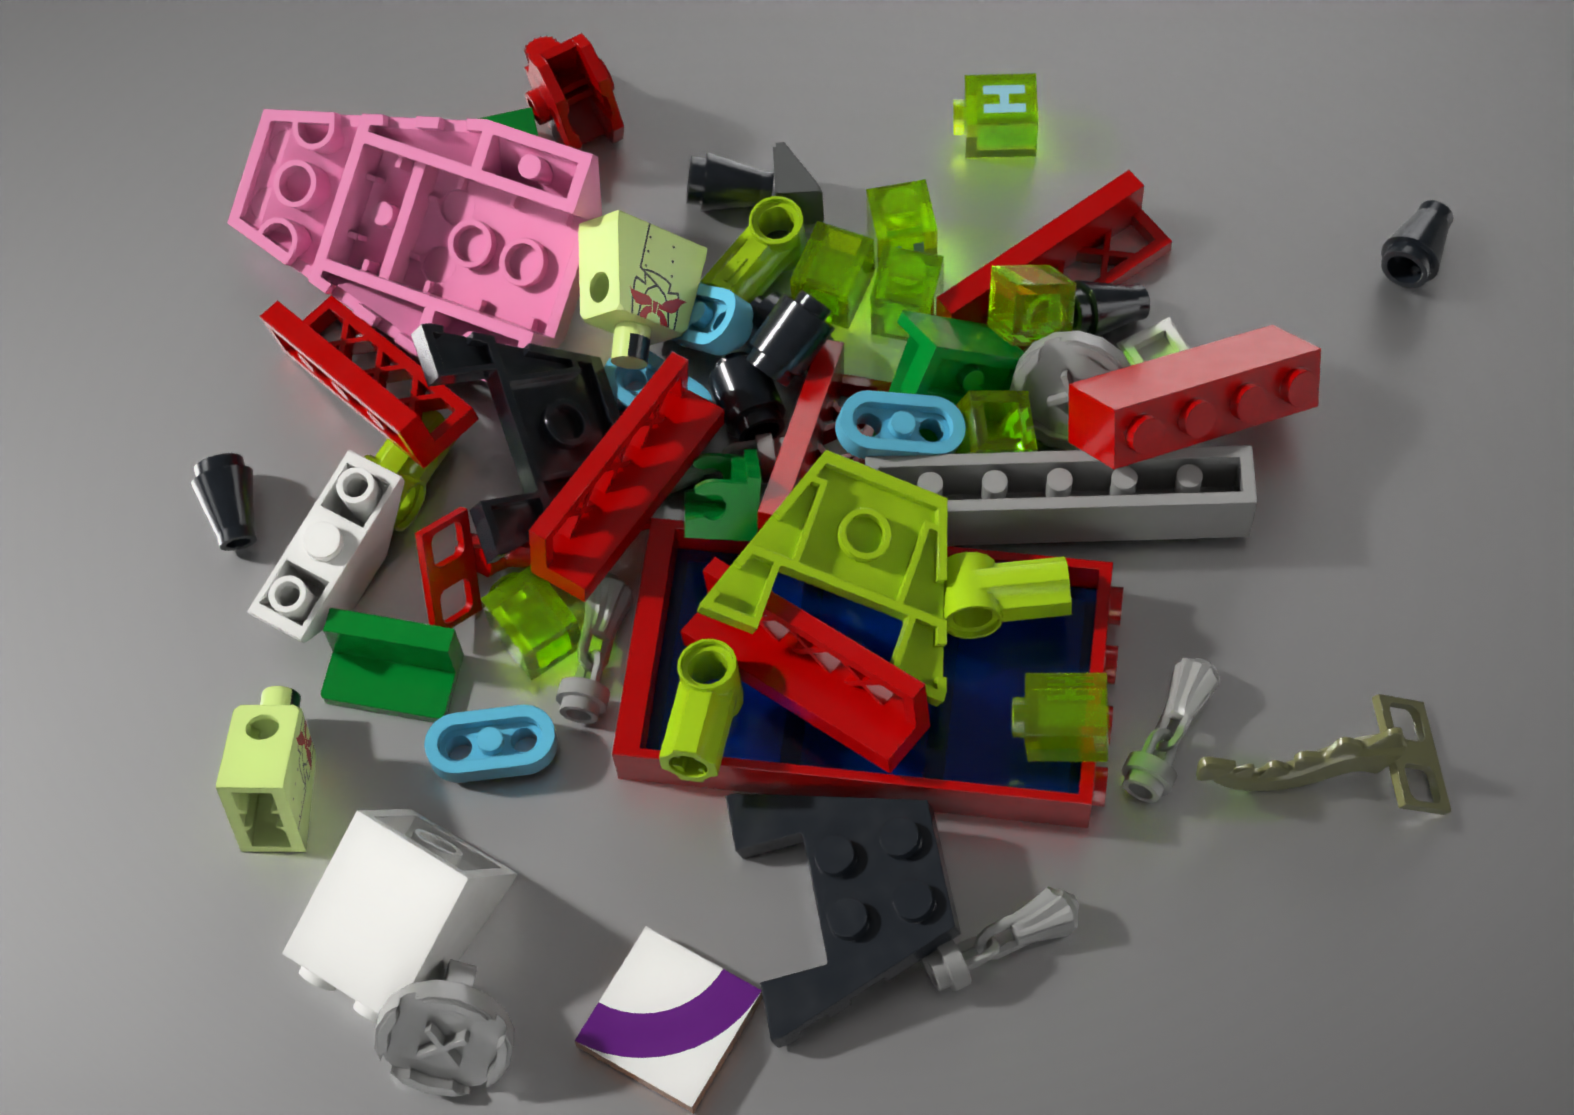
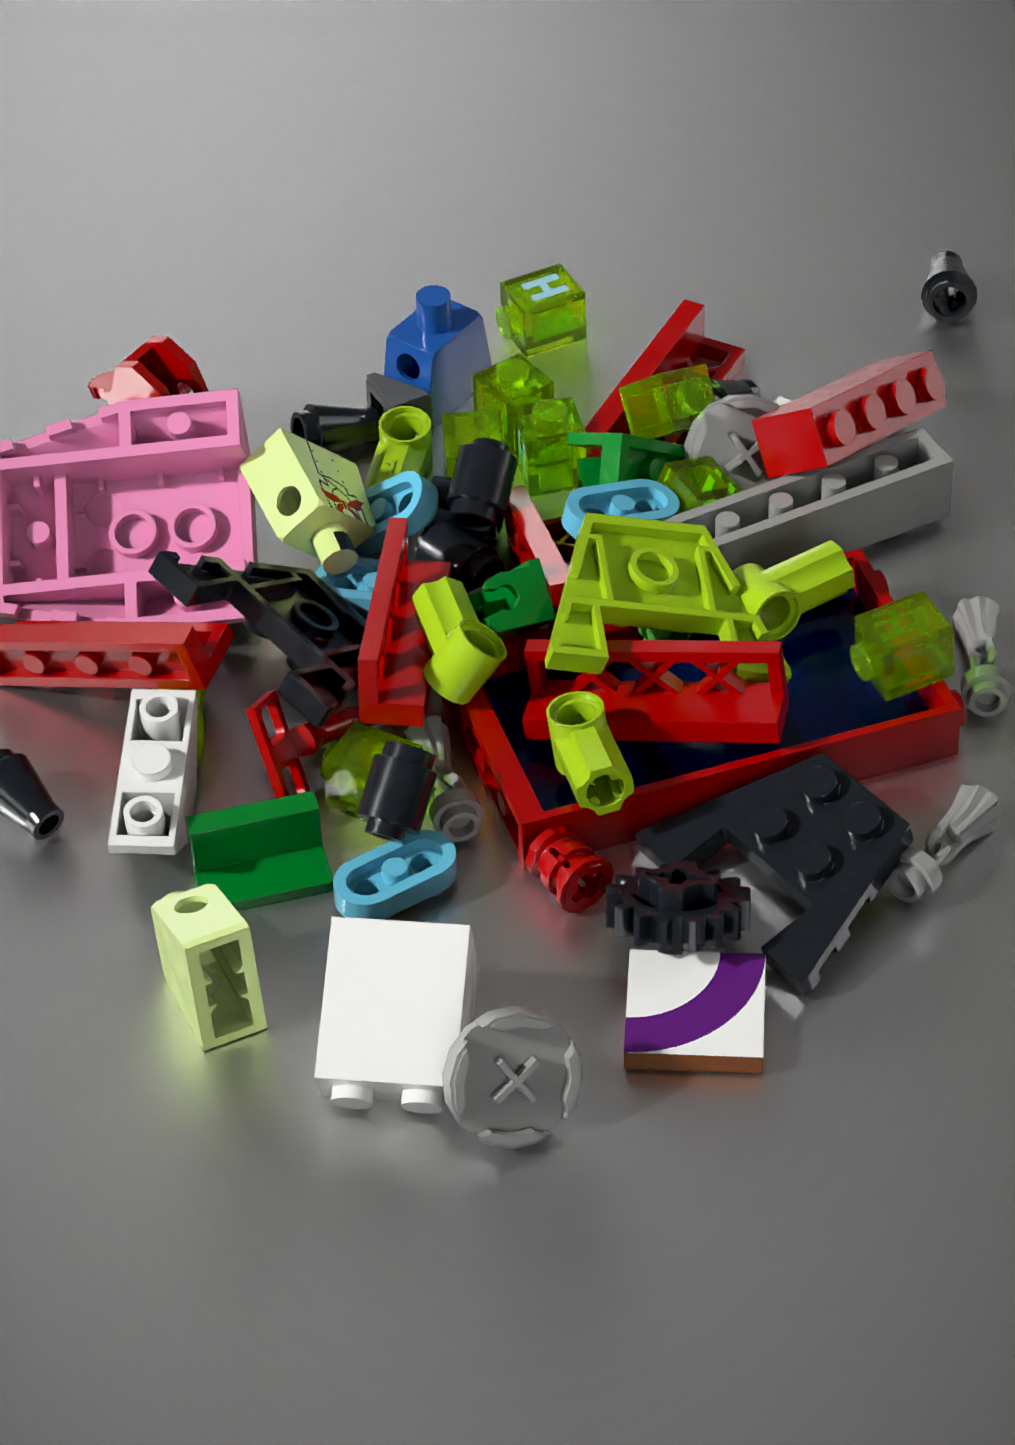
camera: 30 degrees left, 20 degrees down
(515, 672) = (397, 791): none -> black brick
(642, 808) = (562, 873): none -> red bush
(651, 526) = (460, 645): none -> lime piece
(704, 908) = (677, 907): none -> black gear
(856, 144) = (438, 350): none -> blue torso

